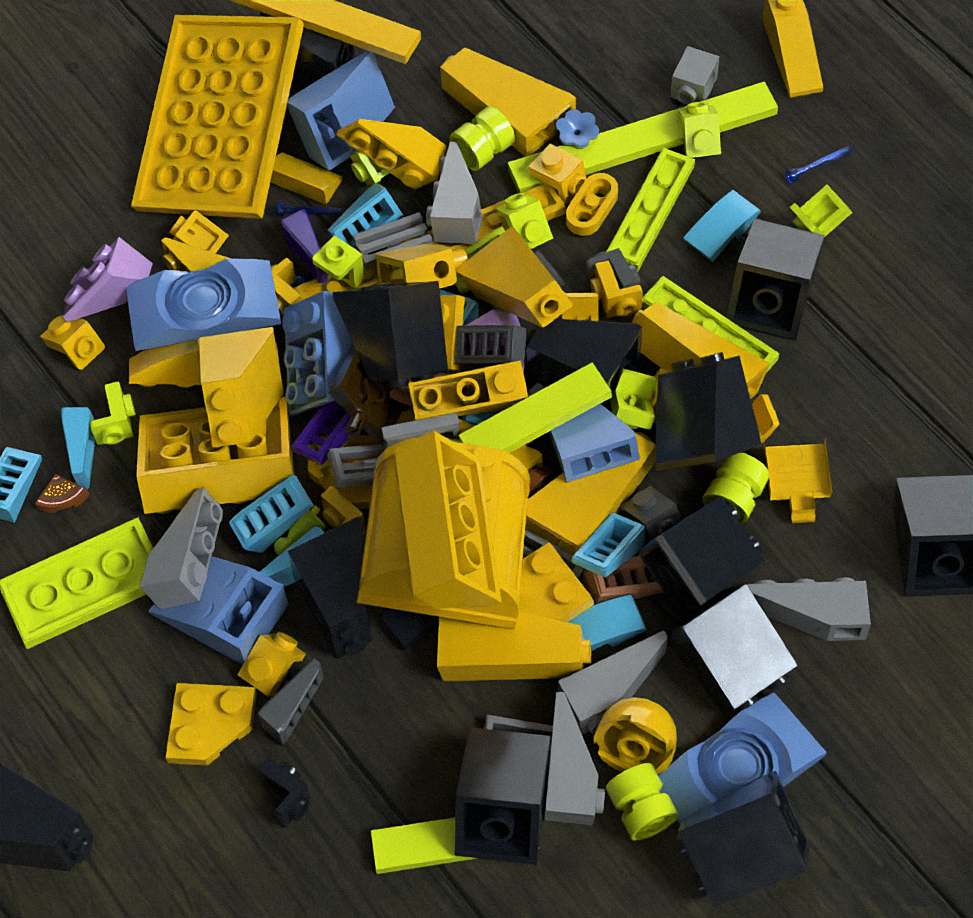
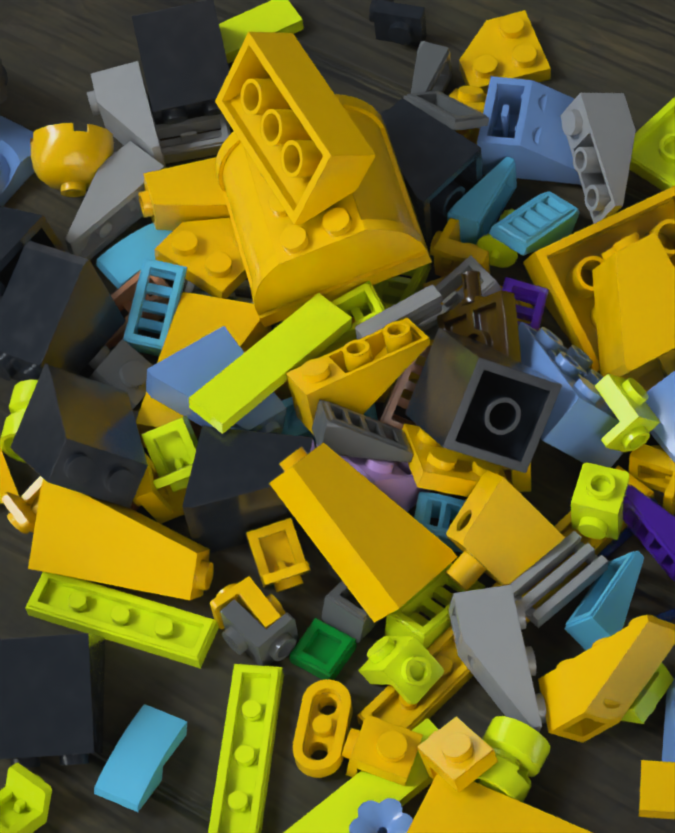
camera: 165 degrees right, 5 degrees down
(288, 301) = (628, 404): none -> neon yellow bracket
(310, 617) = (448, 110): none -> dark grey slope
(513, 134) = (456, 754): none -> yellow bracket
(570, 260) = (323, 650): none -> green tile
(639, 796) = (46, 102): neon yellow wheel -> none

